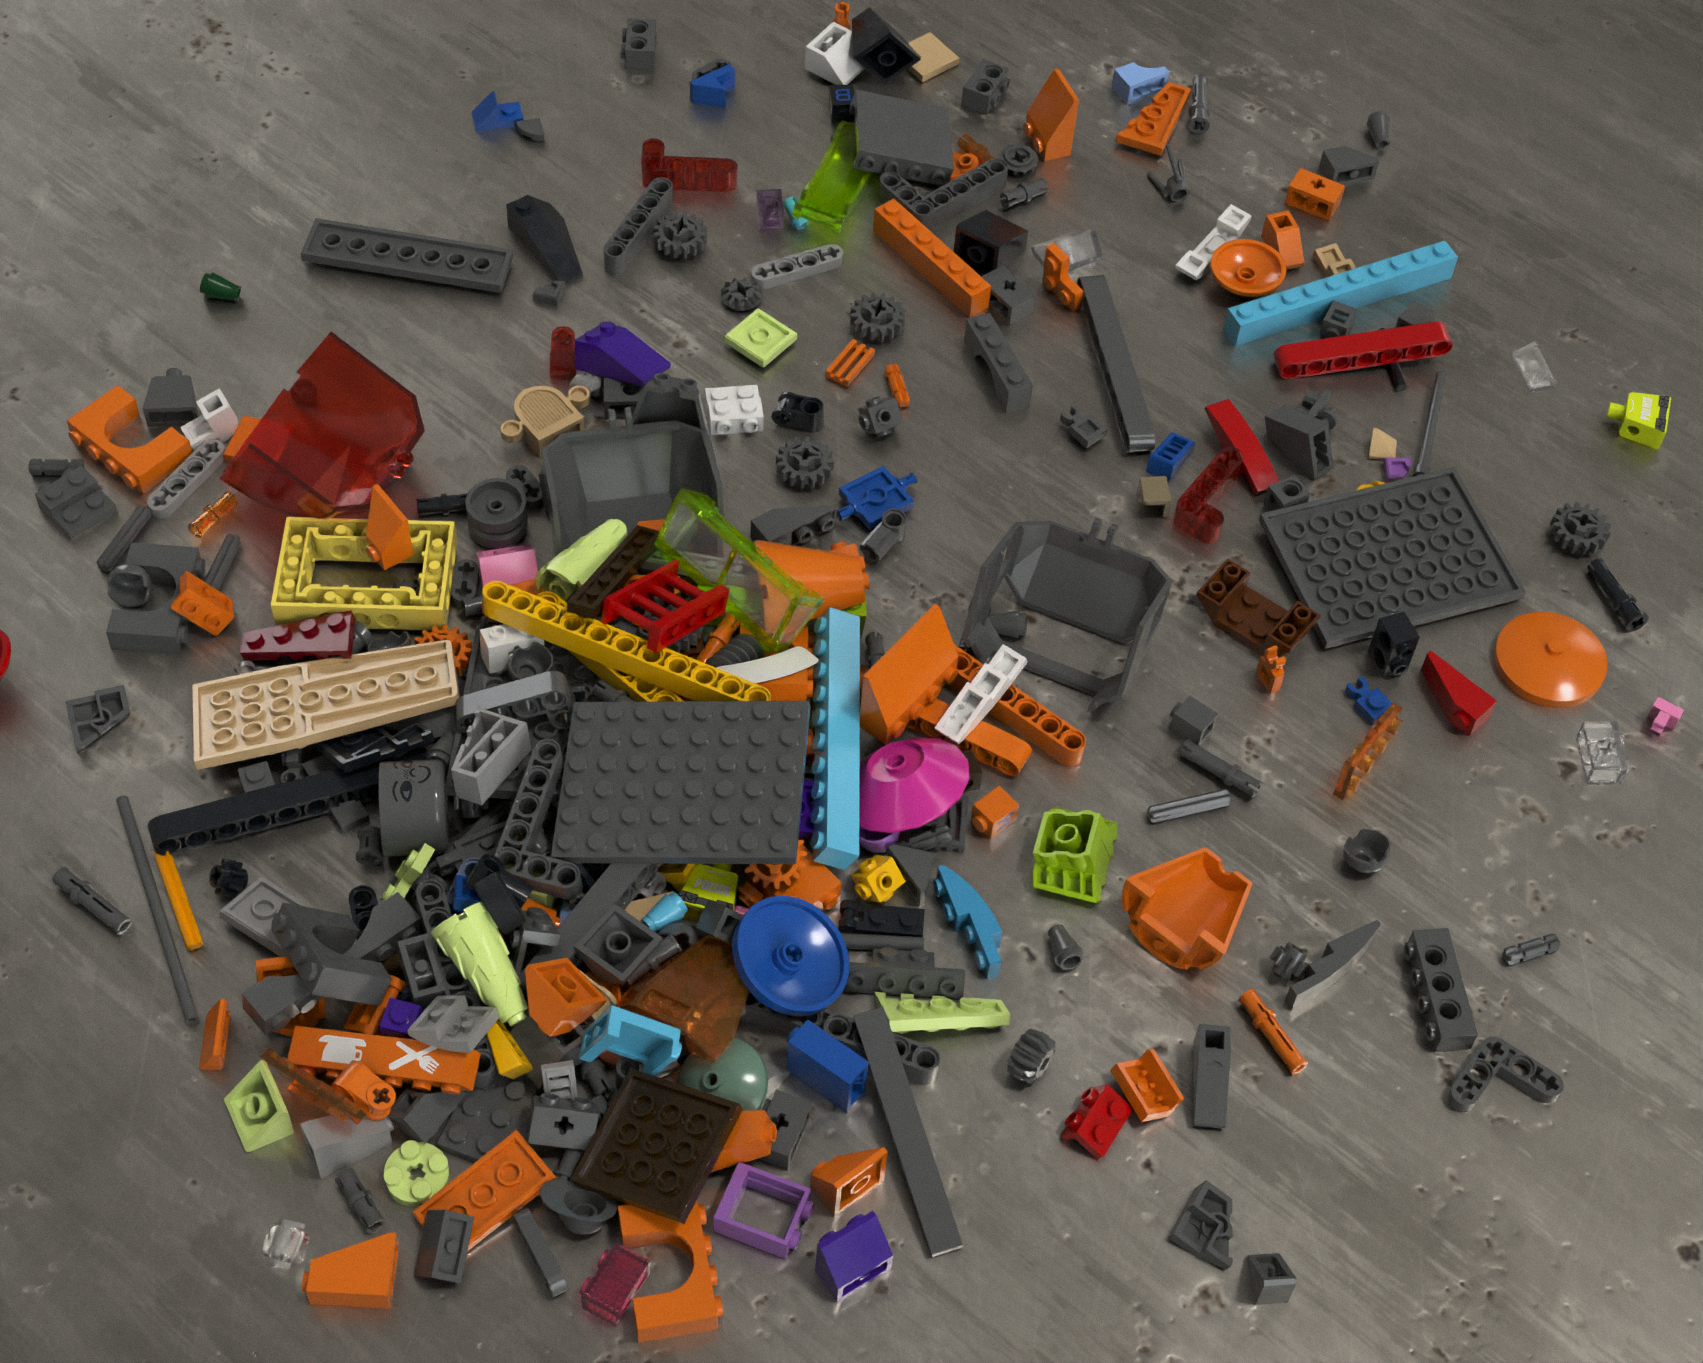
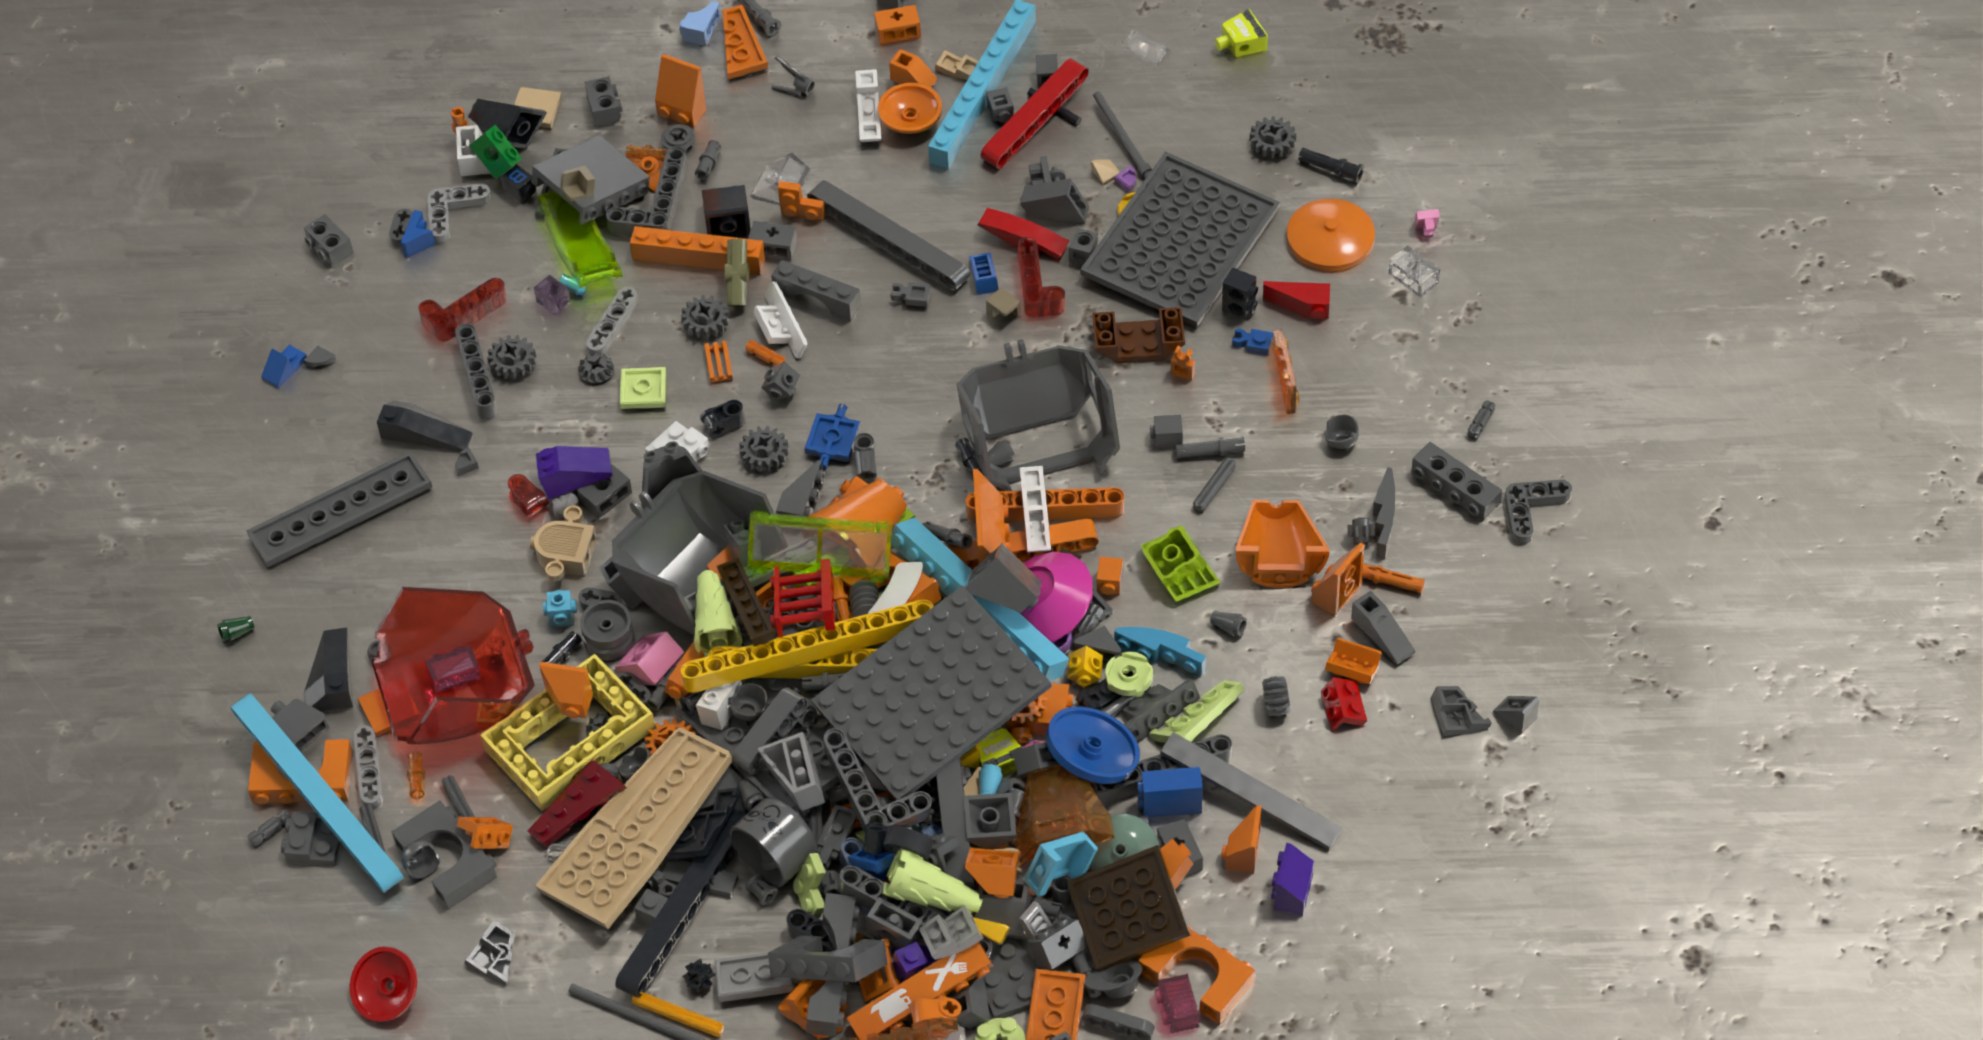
camera: 35 degrees left, 0 degrees up
(107, 465) = (317, 793): none -> medium azure beam
(216, 422) = (348, 715): white brick -> none
(255, 378) = (330, 676): none -> black wedge
(337, 447) = (452, 668): none -> clear pink brick
(481, 464) = (560, 608): none -> medium azure brick
(774, 1186) = (1227, 875): medium lavender window -> none
(797, 91) = (448, 202): none -> light grey beam
(842, 60) = (495, 152): none -> green brick
(861, 732) = (1004, 581): none -> dark grey slope
(874, 125) = (577, 183): none -> dark tan panel
(904, 933) = (1124, 685): none -> yellowish green plate
(933, 366) = (779, 322): none -> white bracket
(939, 296) = (736, 273): none -> olive piece
(1211, 996) = (1340, 581): none -> orange slope

